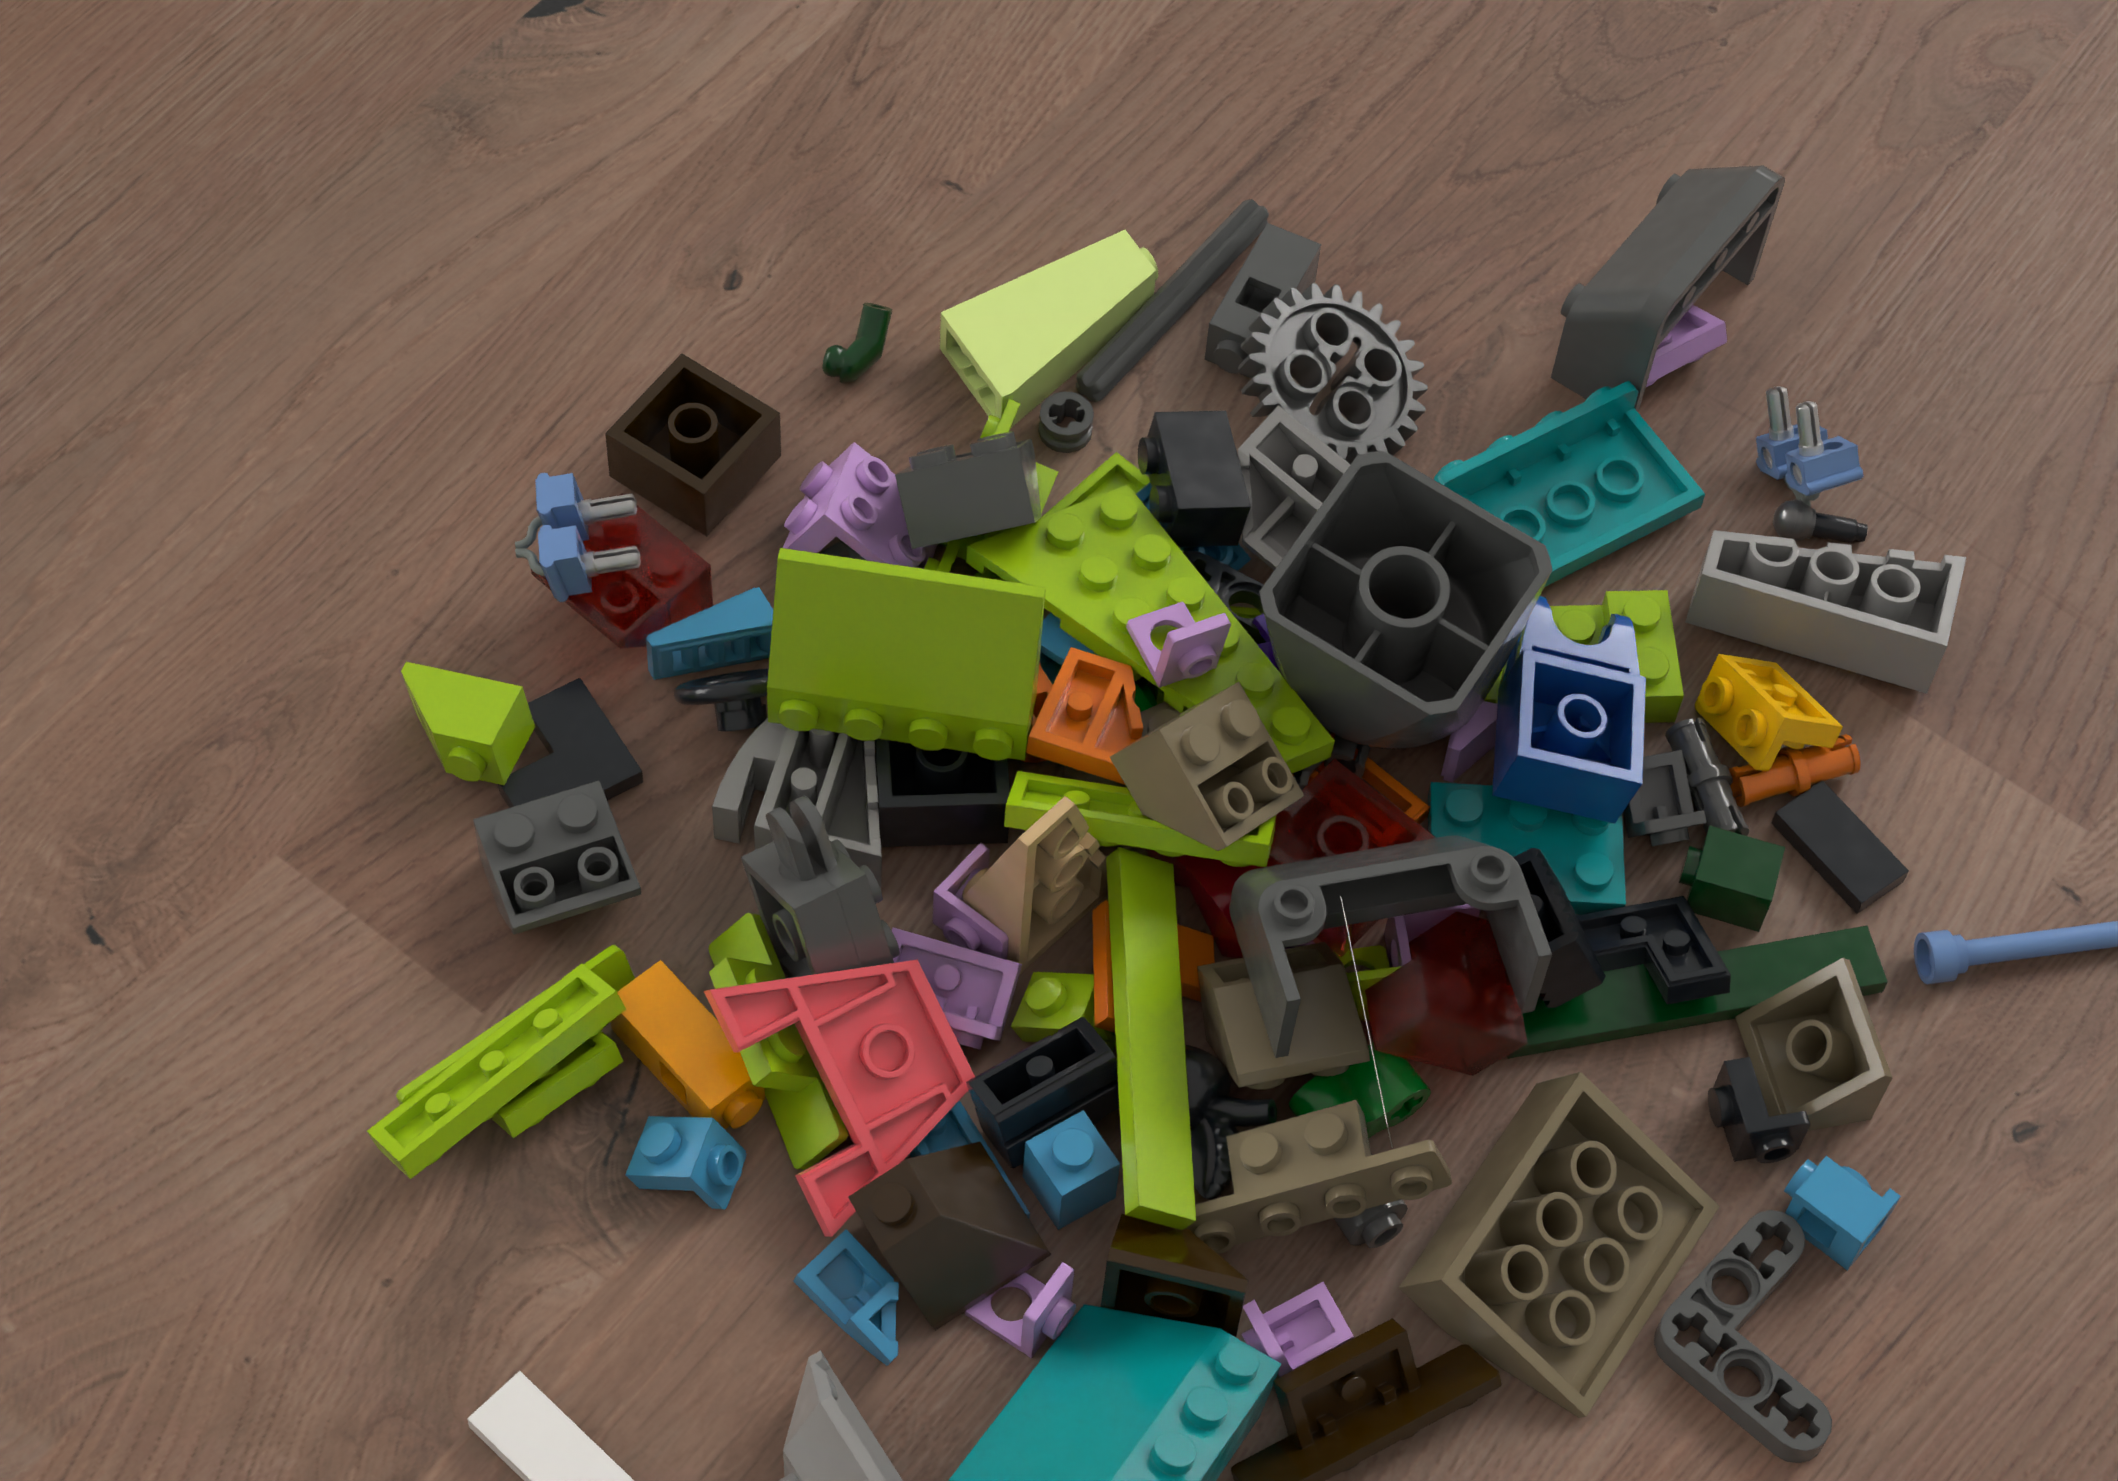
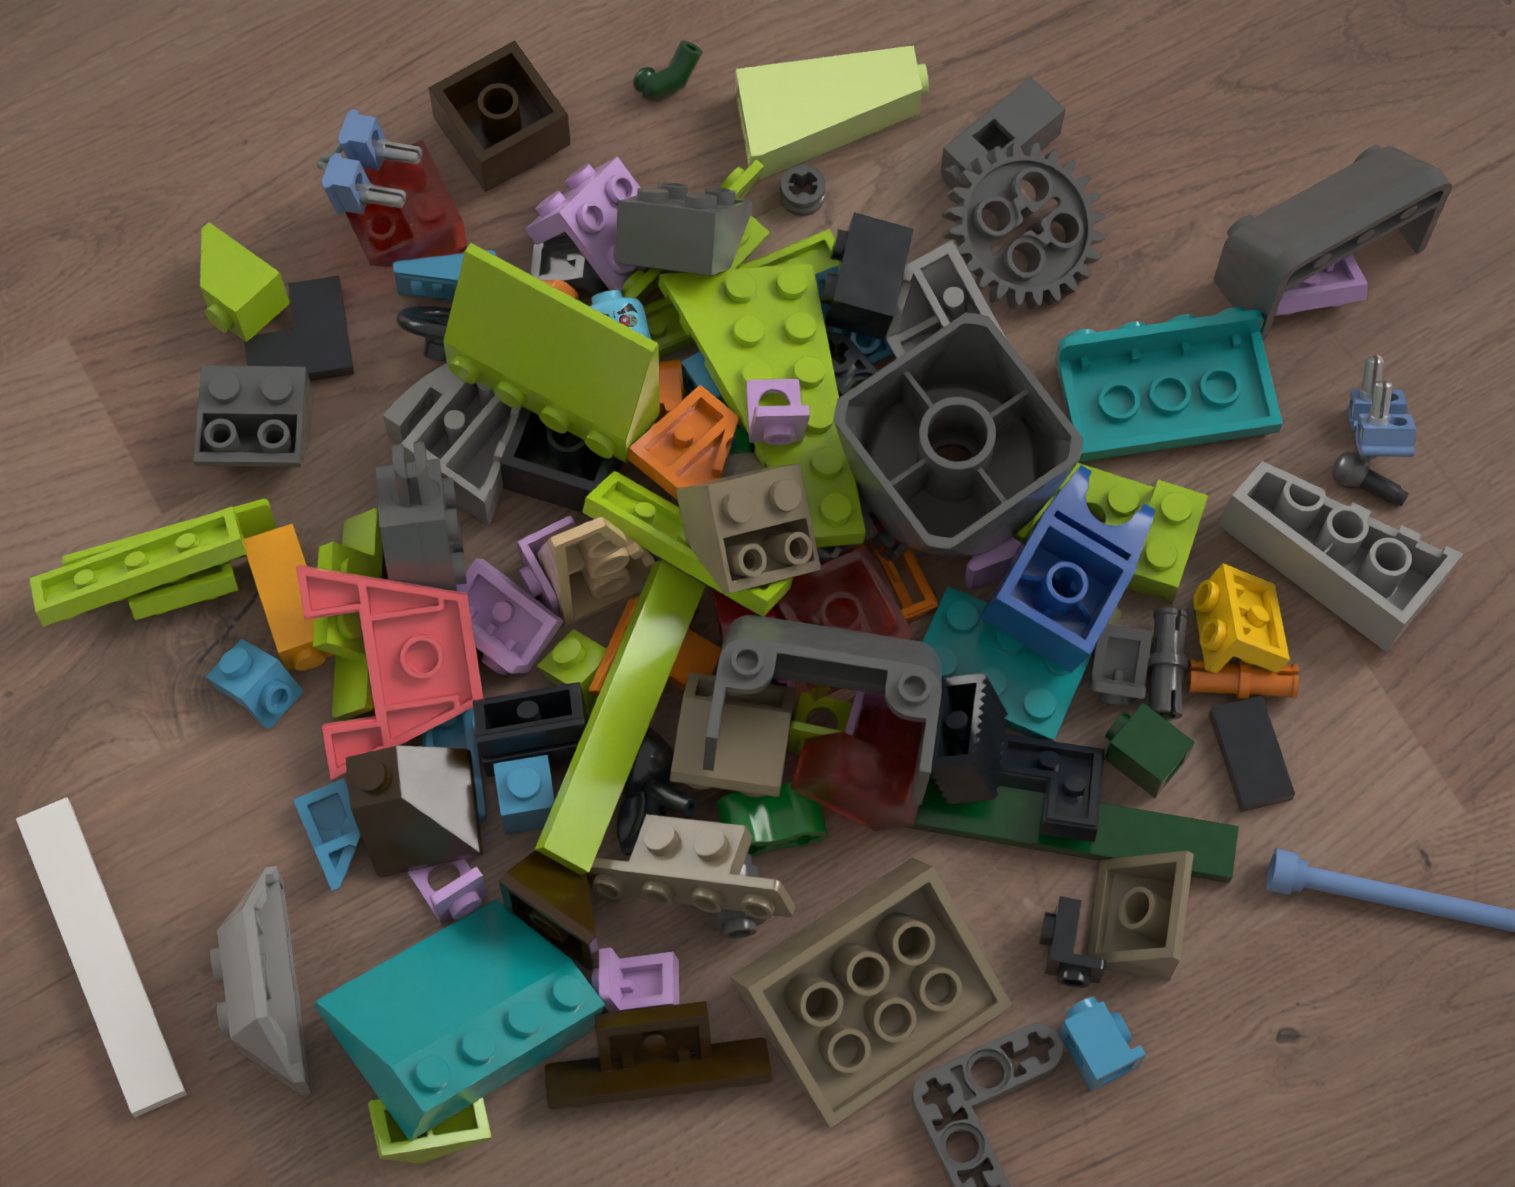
camera: 25 degrees right, 10 degrees up
(1171, 301) = (934, 114): dark grey axle -> none
(1366, 1023) = (778, 769): white sticker -> none

